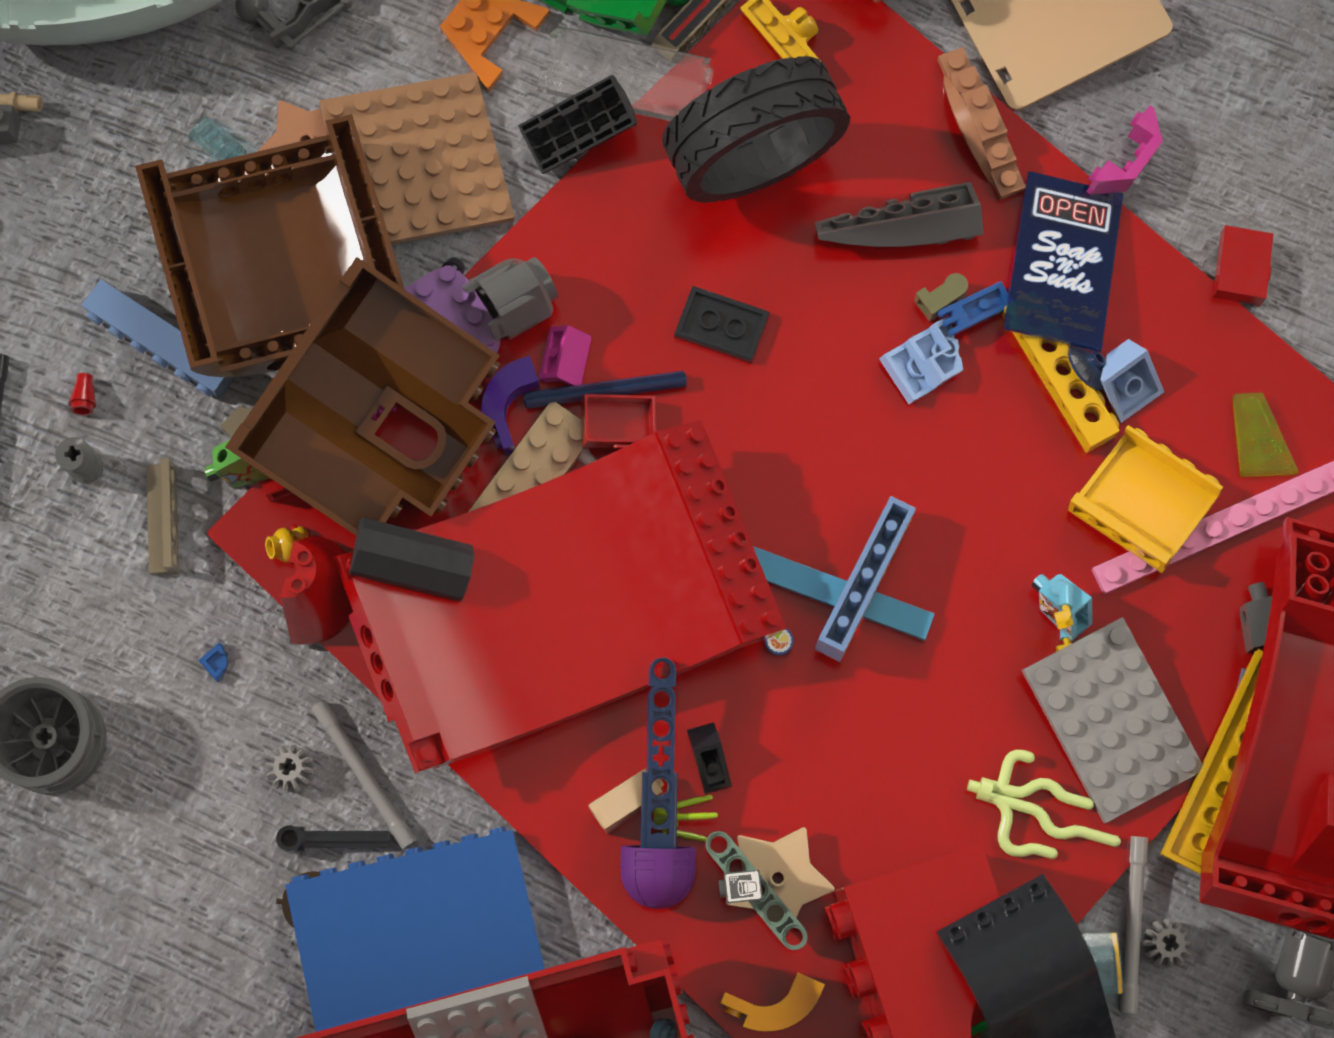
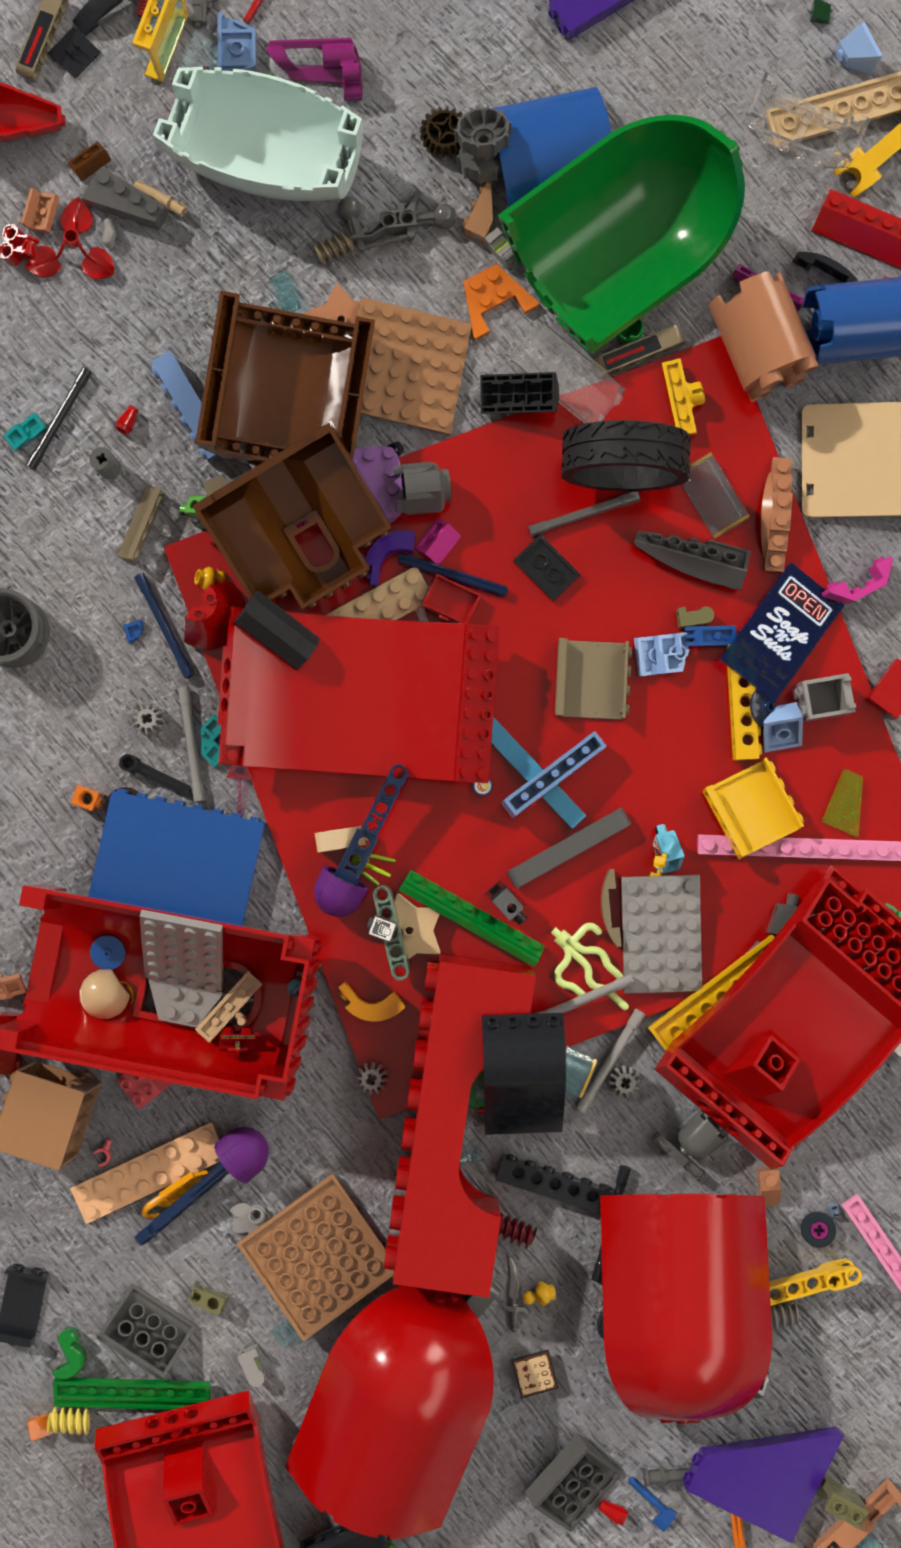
camera: 25 degrees right, 10 degrees up
(243, 911) = (79, 796): none -> orange brick
(254, 59) = (334, 248): none -> dark tan piece
(300, 671) = (146, 590): none -> dark blue piece
(382, 747) = (209, 734): none -> teal tile
(445, 778) = (239, 772): none -> clear pink piece
(694, 273) = (545, 526): none -> dark grey piece
(709, 757) = (404, 837): black slope -> none
(853, 436) = (592, 679): none -> dark tan panel
(854, 820) = (472, 918): none -> green plate
(878, 774) = (502, 898): none -> torso
(891, 138) = (714, 496): none -> clear light blue slope
(933, 666) = (568, 847): none -> dark grey beam
(1050, 749) = (609, 883): none -> dark tan slope
(1091, 814) = (618, 984): none -> light grey piece
(1162, 314) = (825, 697): none -> light grey container

